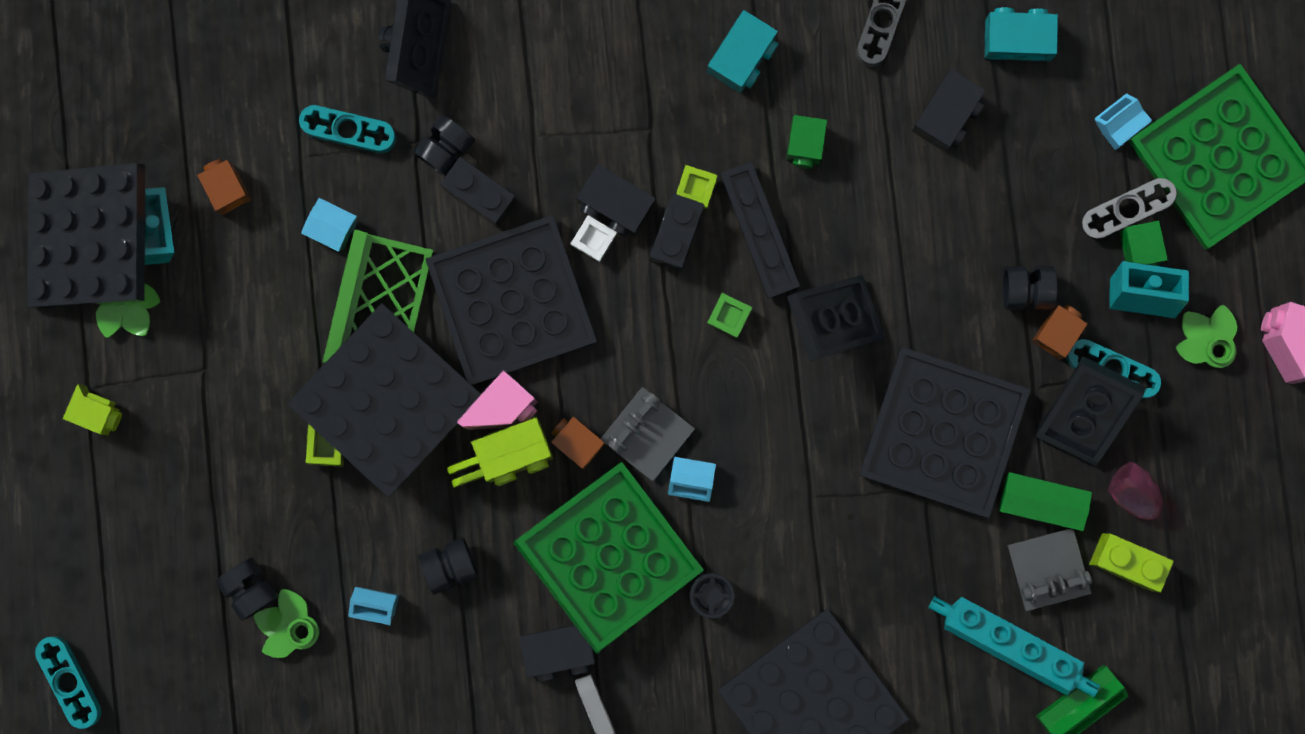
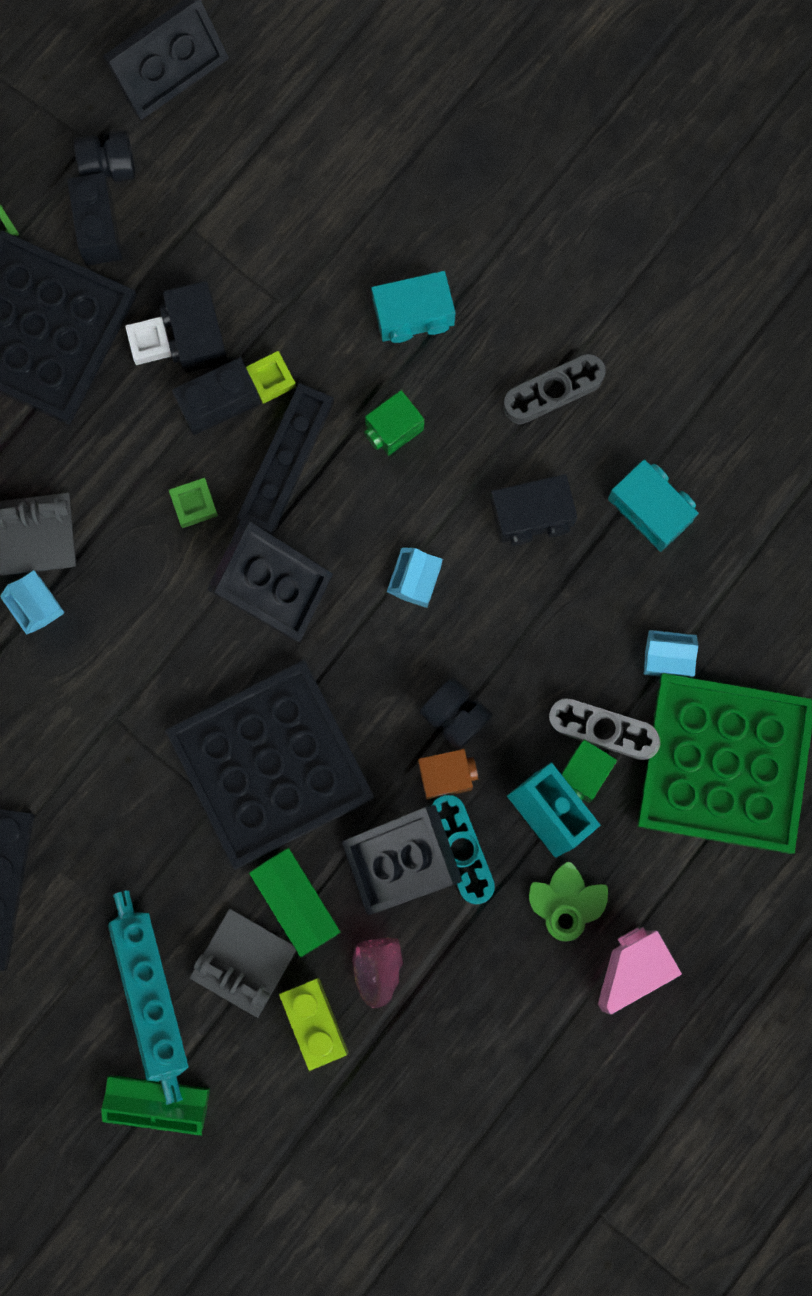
camera: 45 degrees right, 5 degrees down
(325, 115) = (49, 65): teal beam -> none
(916, 226) = (415, 576): none -> medium azure piece

